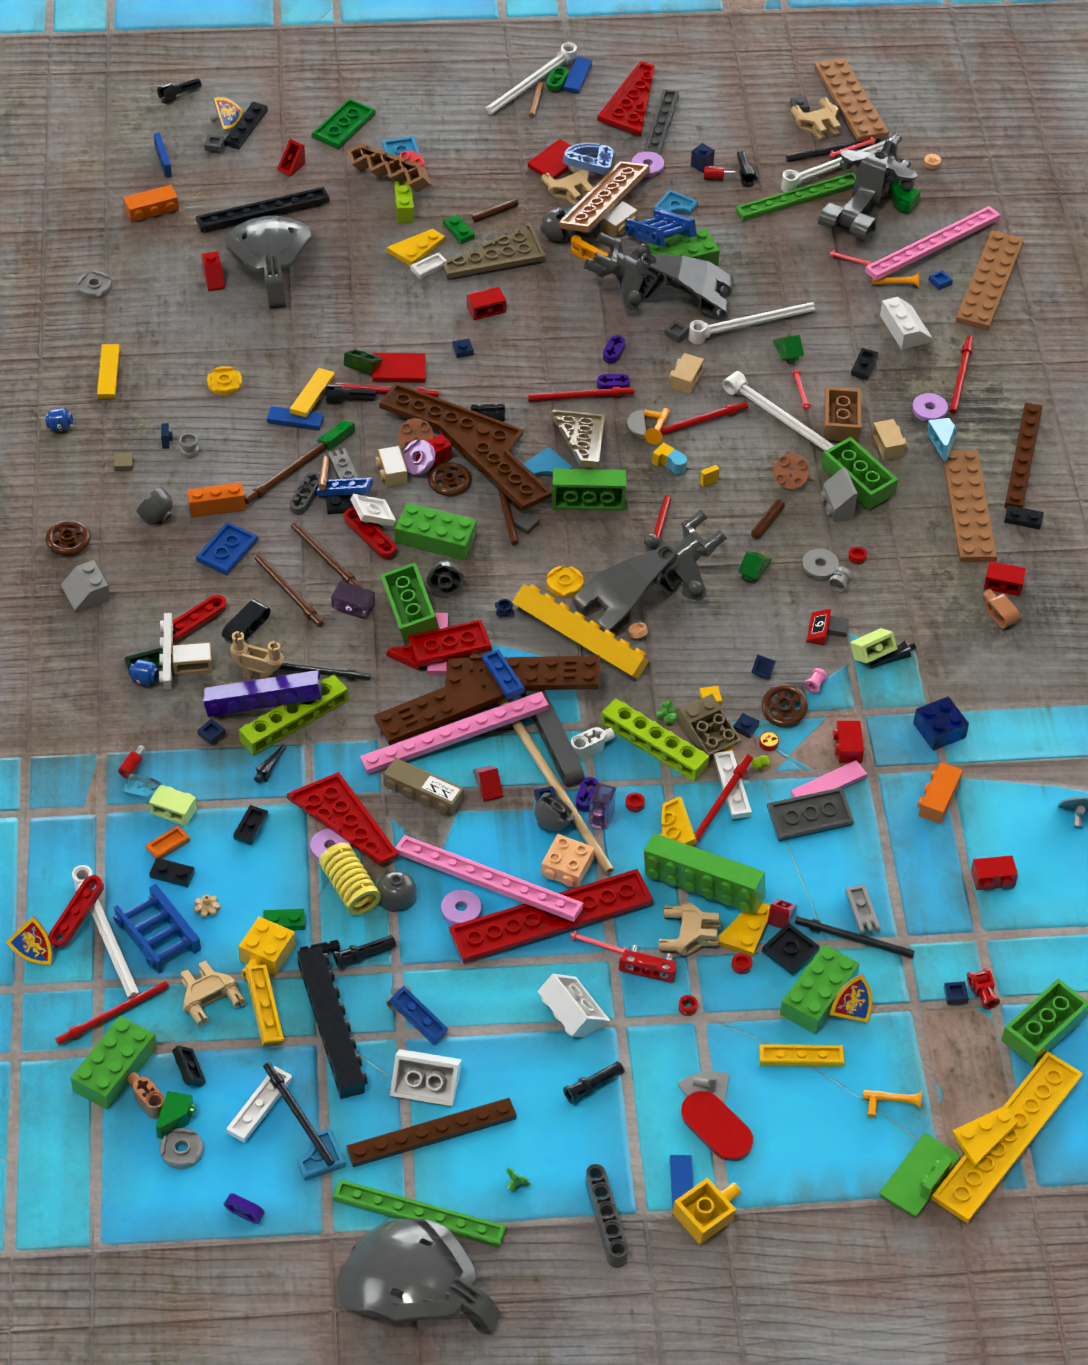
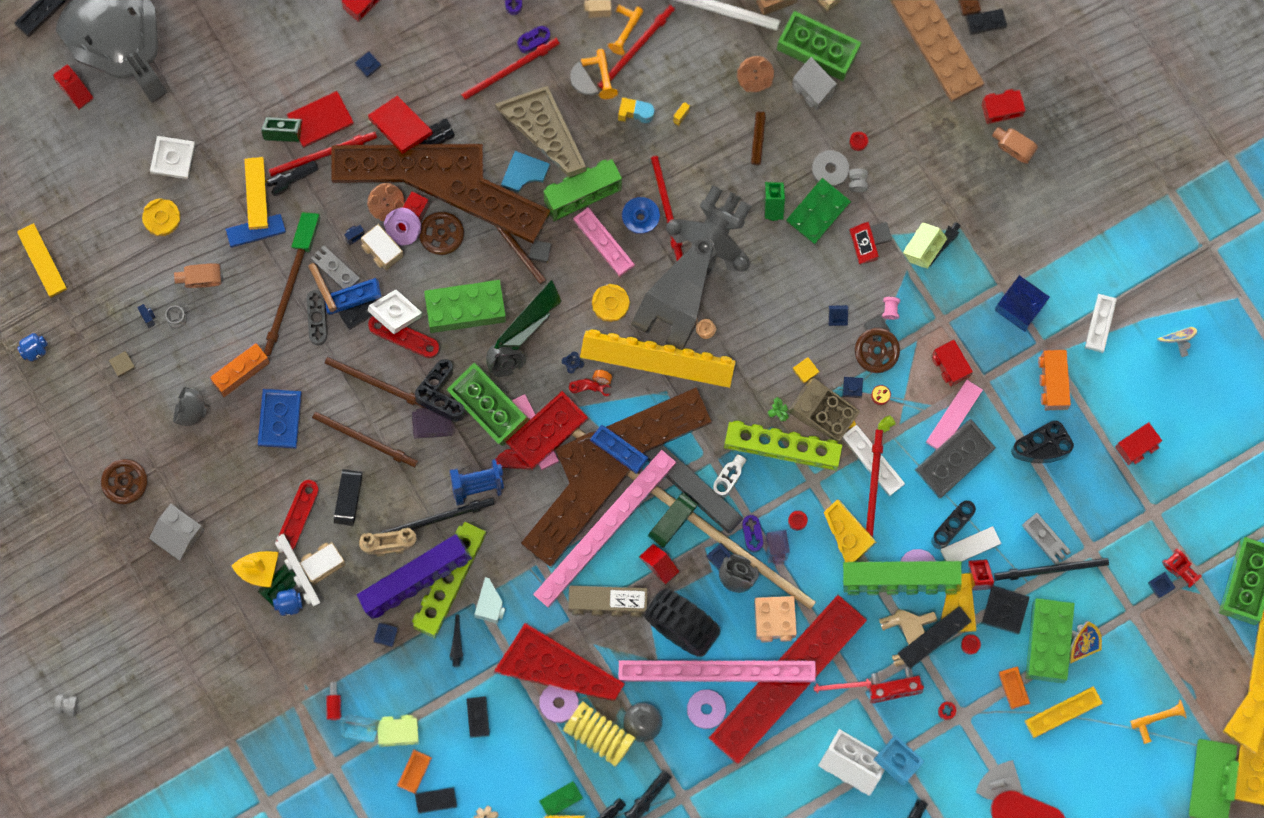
camera: 30 degrees left, 25 degrees up
(135, 639) = (257, 568): none -> yellow shield
(227, 427) = (199, 276): none -> nougat piece
(260, 345) = (172, 157): none -> white plate
(315, 746) = (490, 604): none -> light aqua slope
(343, 646) = (476, 482): none -> blue fence
(366, 578) = (433, 392): none -> black beam
(372, 448) = (354, 234): none -> dark blue plate
(462, 391) = (400, 124): none -> red tile
(477, 817) = (682, 622): none -> black tyre
(485, 555) = (530, 318): none -> dark green wedge
(508, 629) = (587, 384): none -> red arm
(519, 750) = (672, 520): none -> dark green beam
(523, 627) = (602, 377): none -> orange tile
(586, 538) = (603, 242): none -> bright pink tile
(616, 1019) = (898, 760): none -> dark azure plate
(629, 529) = (644, 207): none -> blue dish
(681, 412) = (617, 47): none -> light orange piece
(707, 932) = (934, 637): none -> black plate
(764, 1015) = (1014, 688): none -> orange tile
(781, 860) = (957, 516): none -> black beam
(790, 587) = (818, 211): none -> green plate
(791, 888) = (971, 546): none -> white tile
(900, 836) = (1049, 449): none -> black beam
(1008, 770) = (1100, 323): none -> white tile

